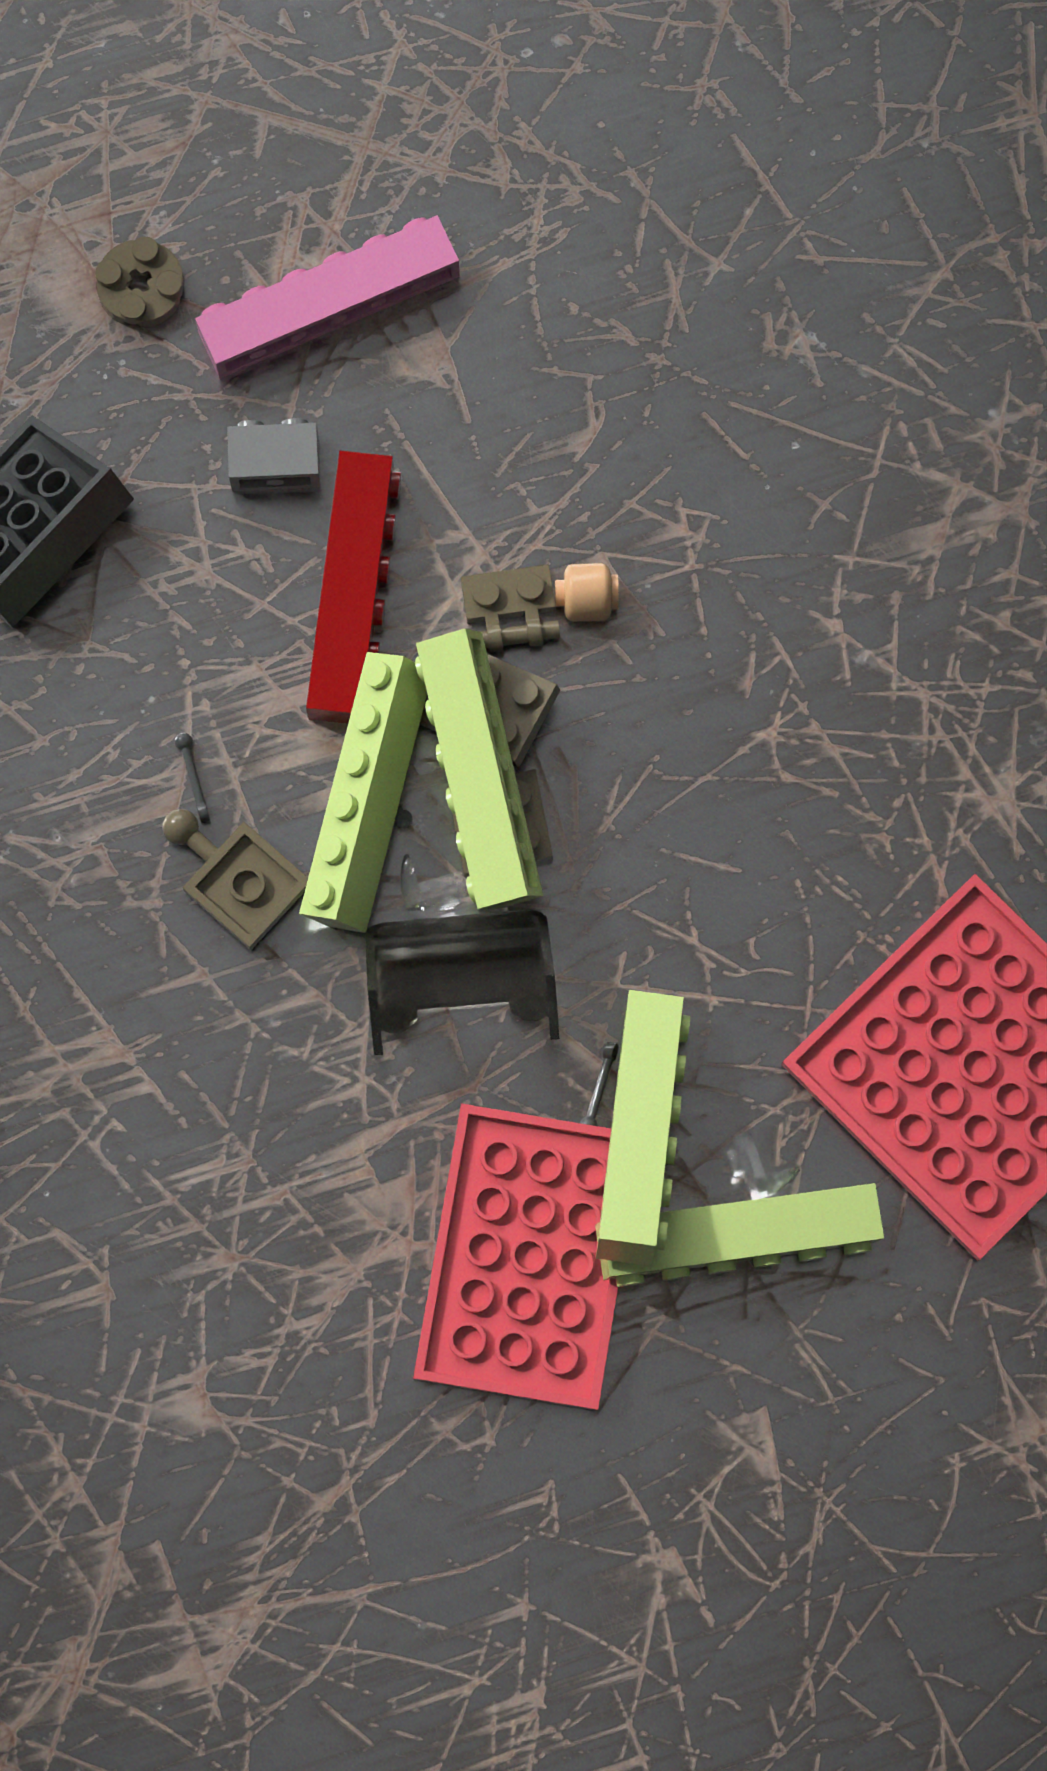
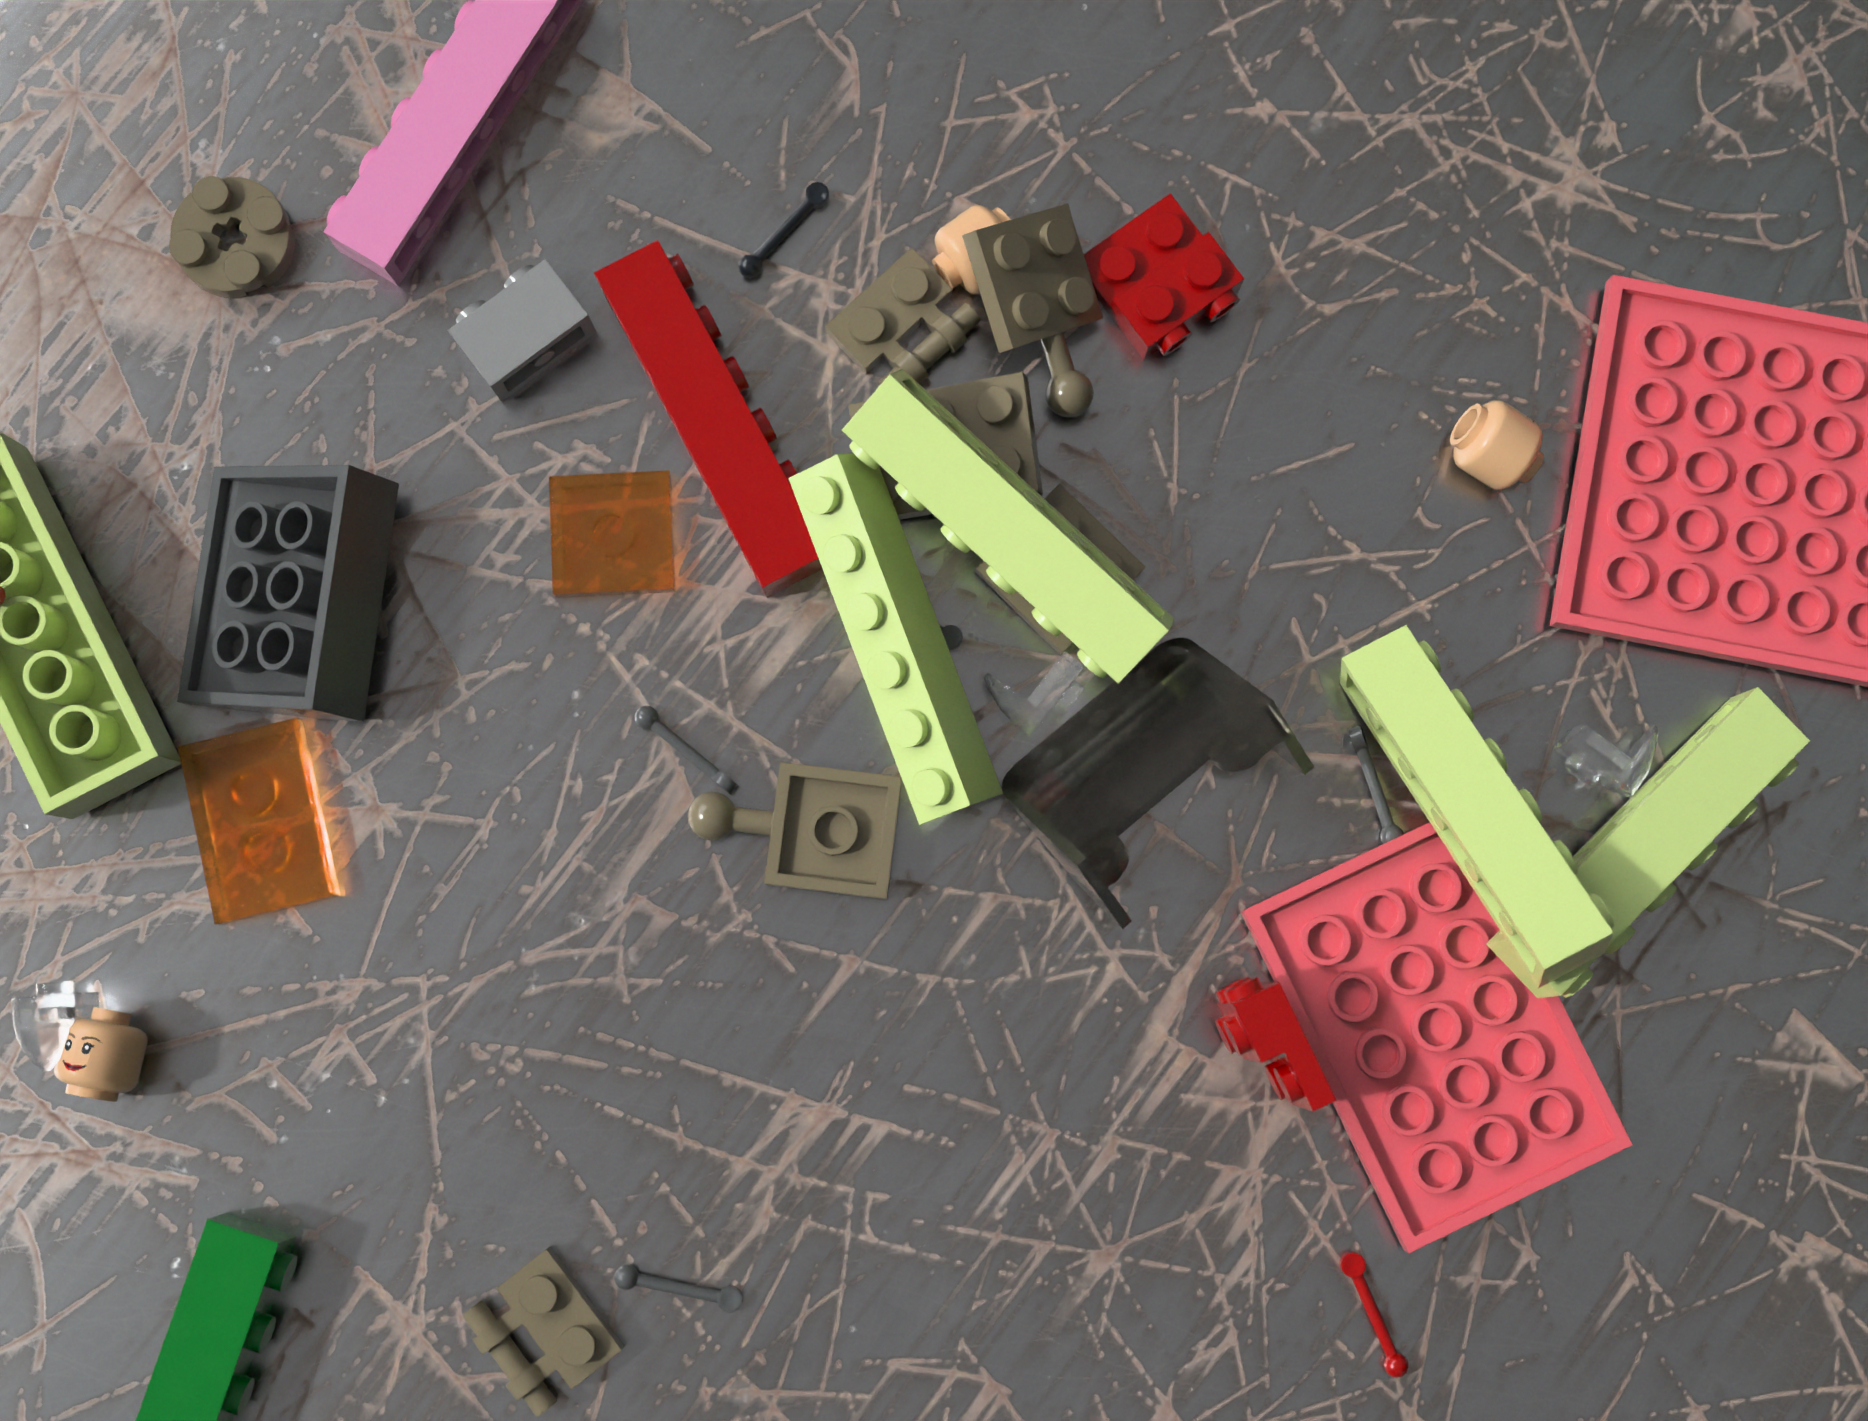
camera: 35 degrees left, 5 degrees up
(241, 616) = (612, 534): none -> clear orange tile
(376, 1368) = (1353, 1266): none -> red hinge
(418, 1179) = (1264, 1027): none -> red plate
(514, 494) = (816, 197): none -> black hinge
(606, 638) = (1035, 291): none -> dark tan plate
(690, 686) = (1162, 278): none -> red plate
(825, 929) = (1497, 445): none -> light nougat head

